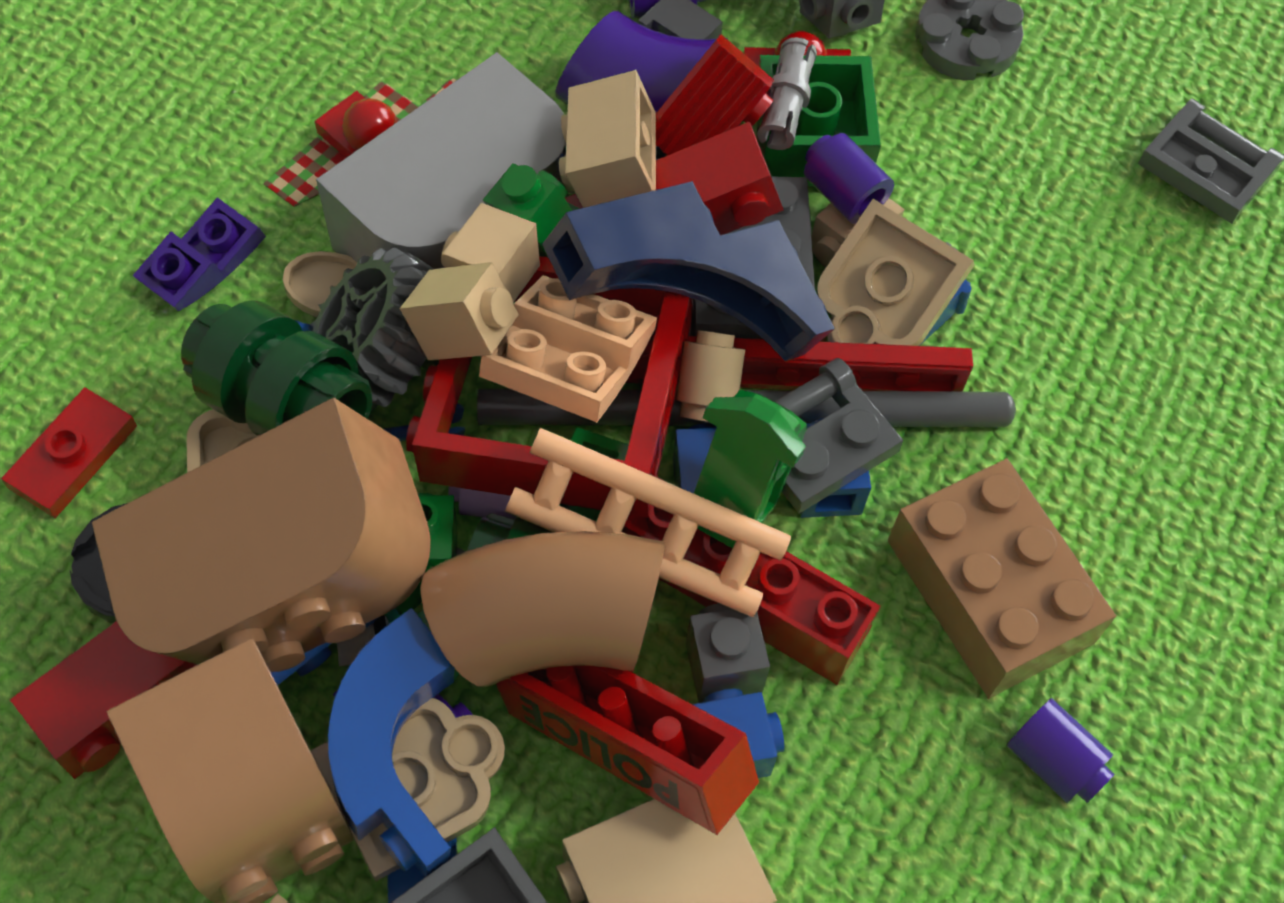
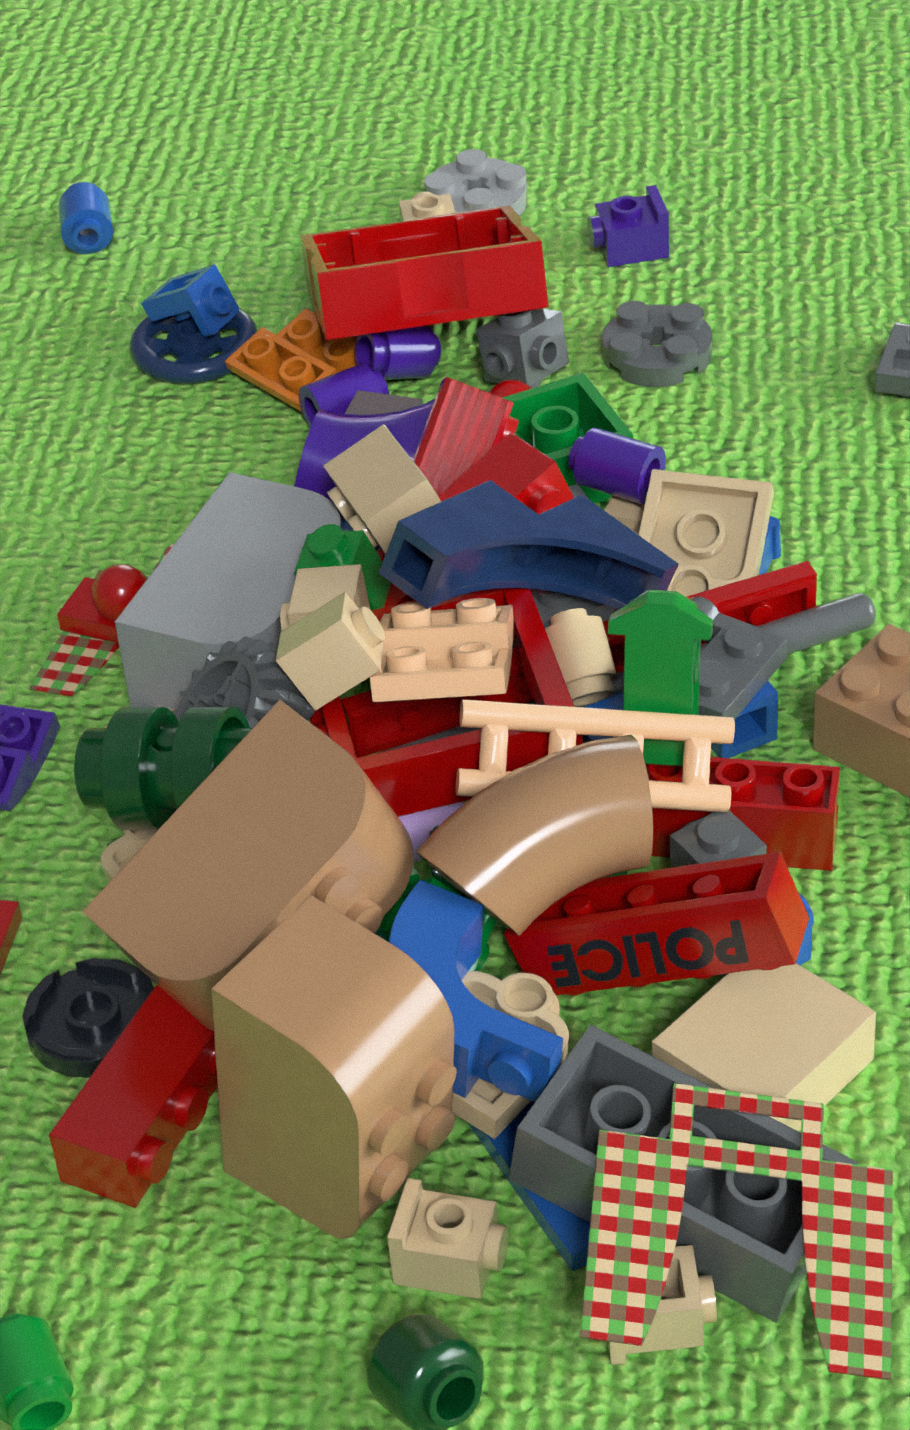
camera: 15 degrees left, 20 degrees down
(789, 92) = (526, 408): light grey pin -> none

